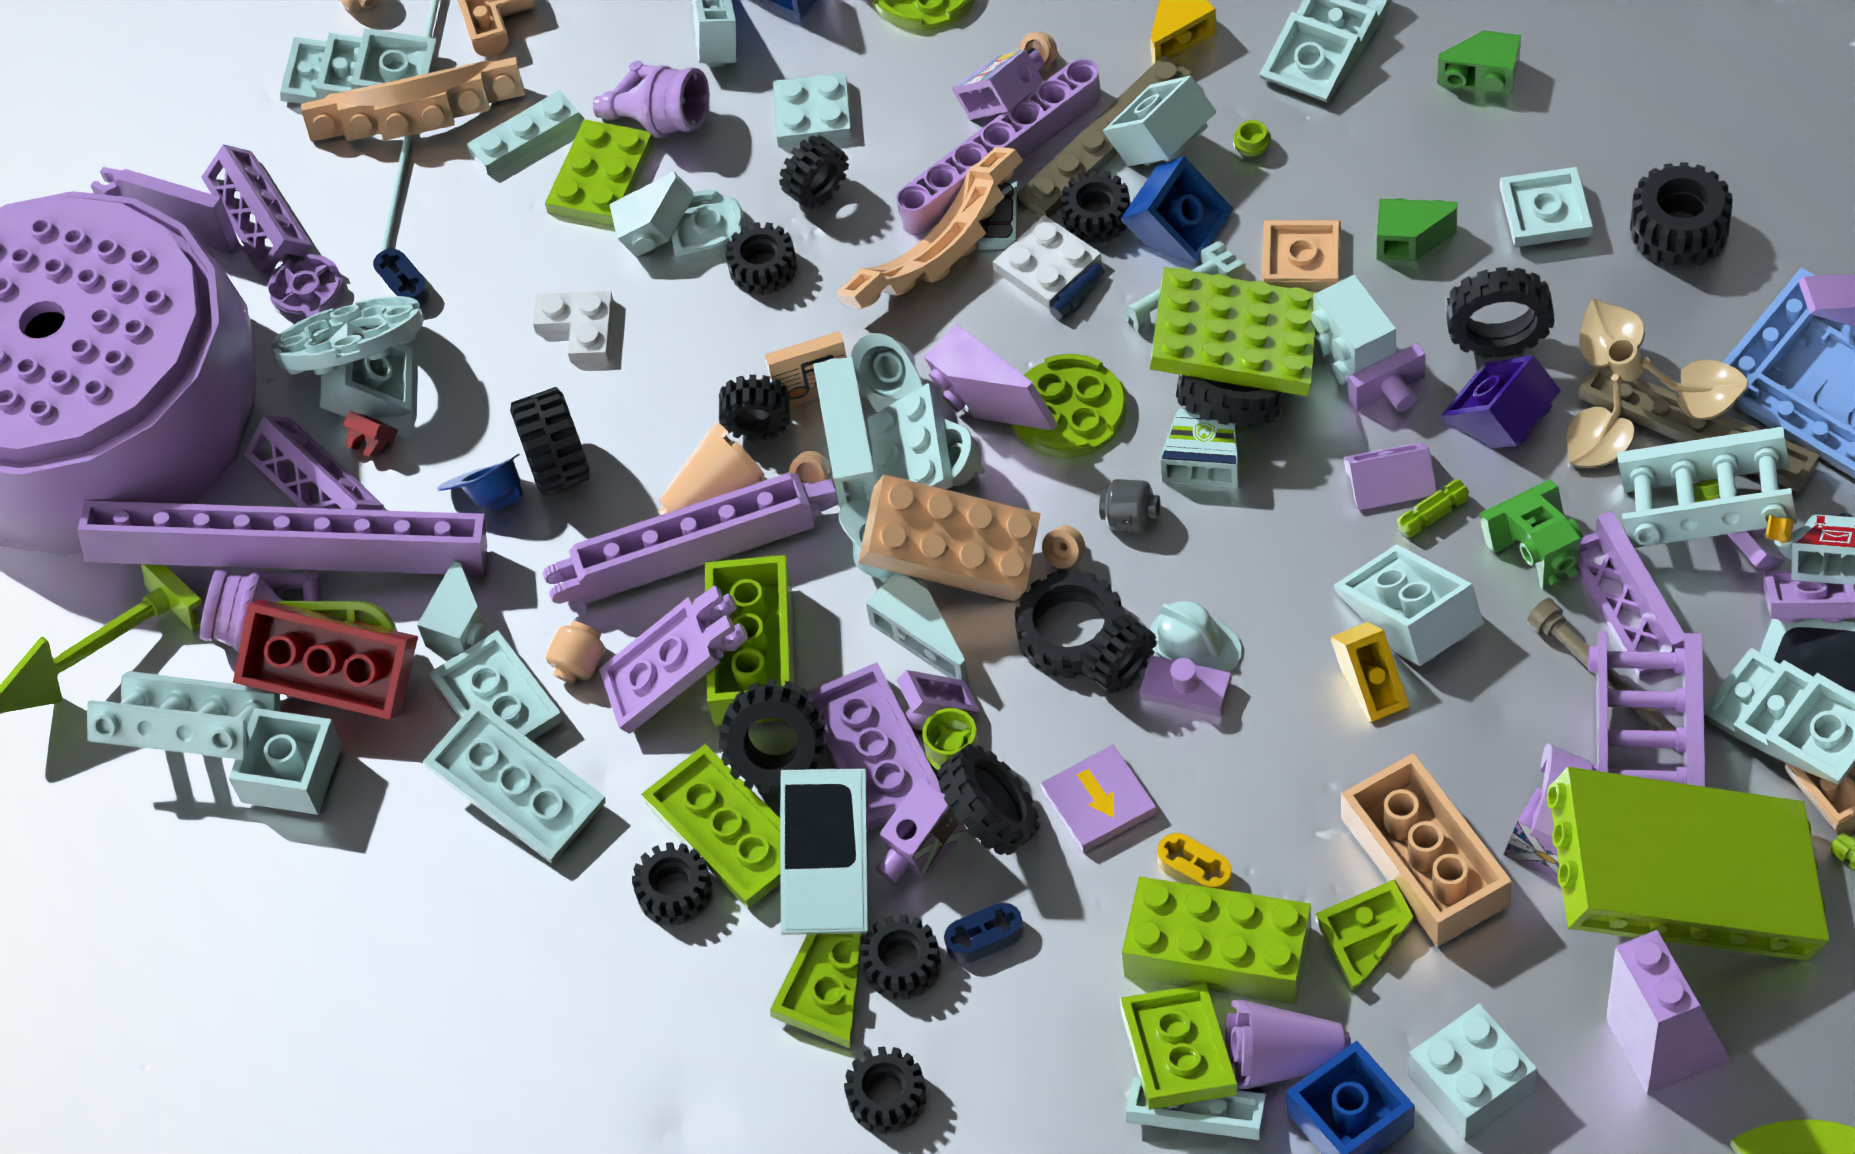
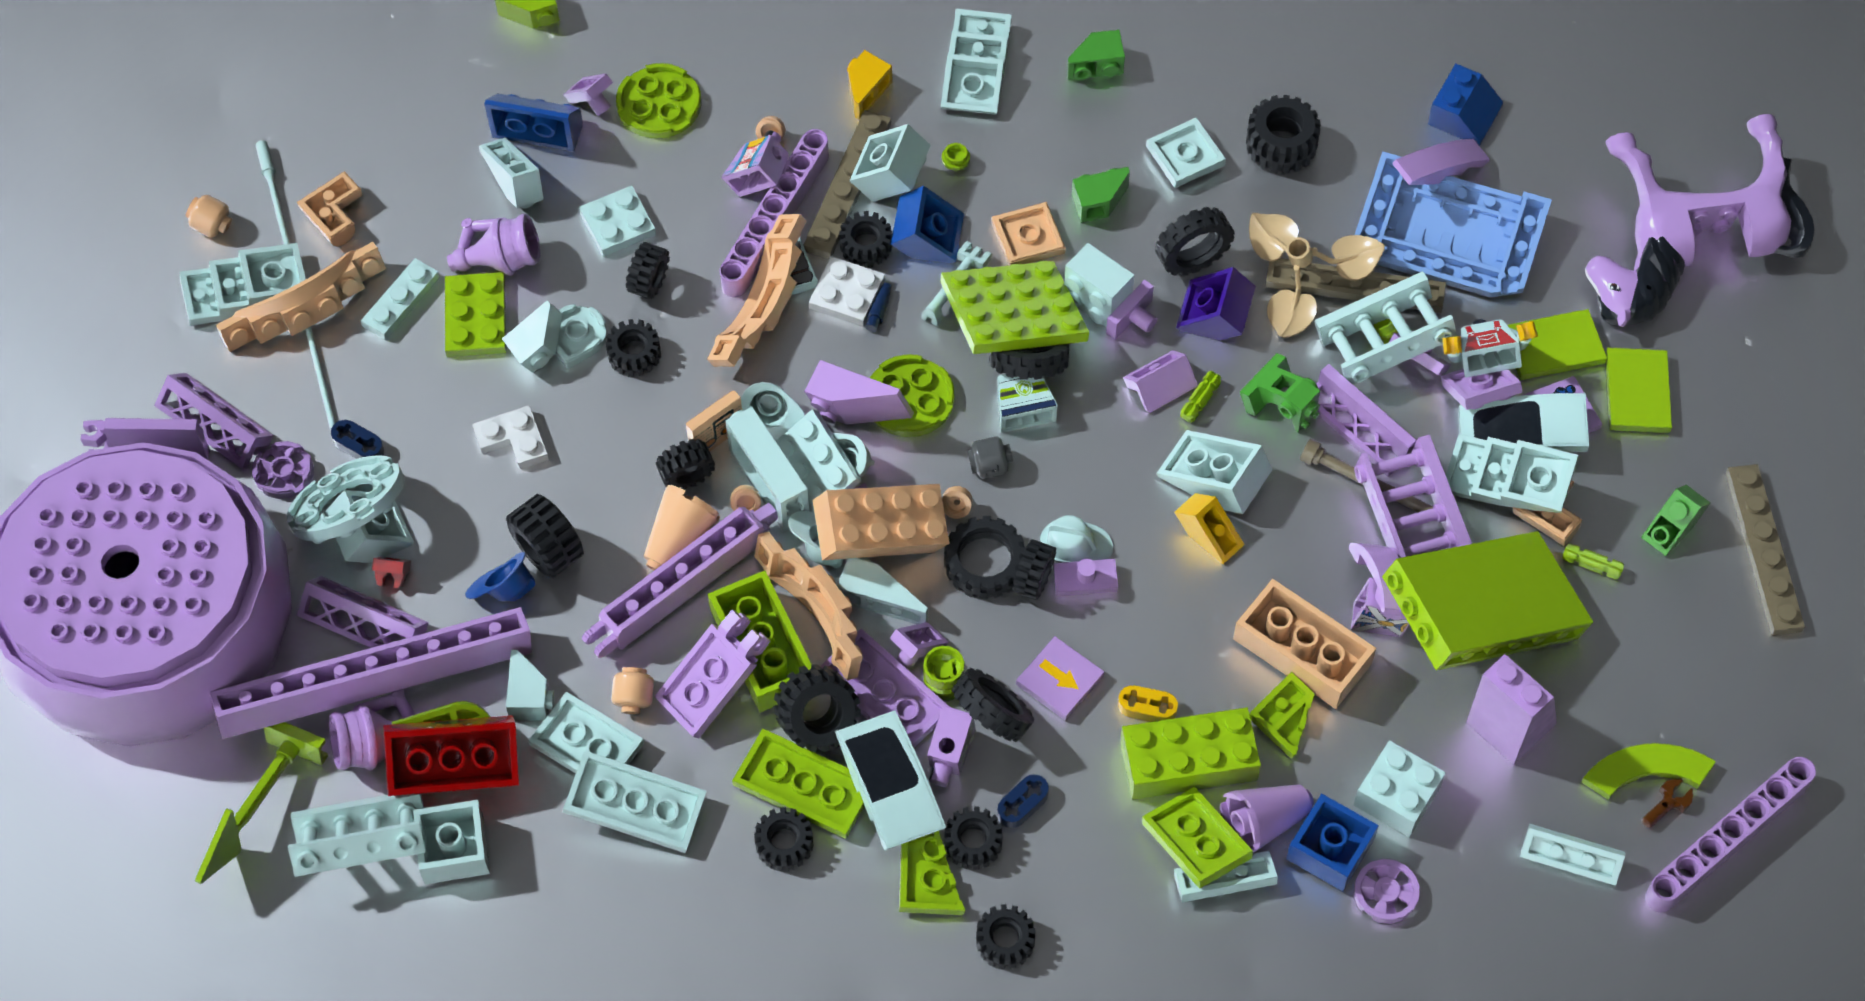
camera: 30 degrees left, 5 degrees up
(843, 604) = (819, 595): none -> light nougat piece

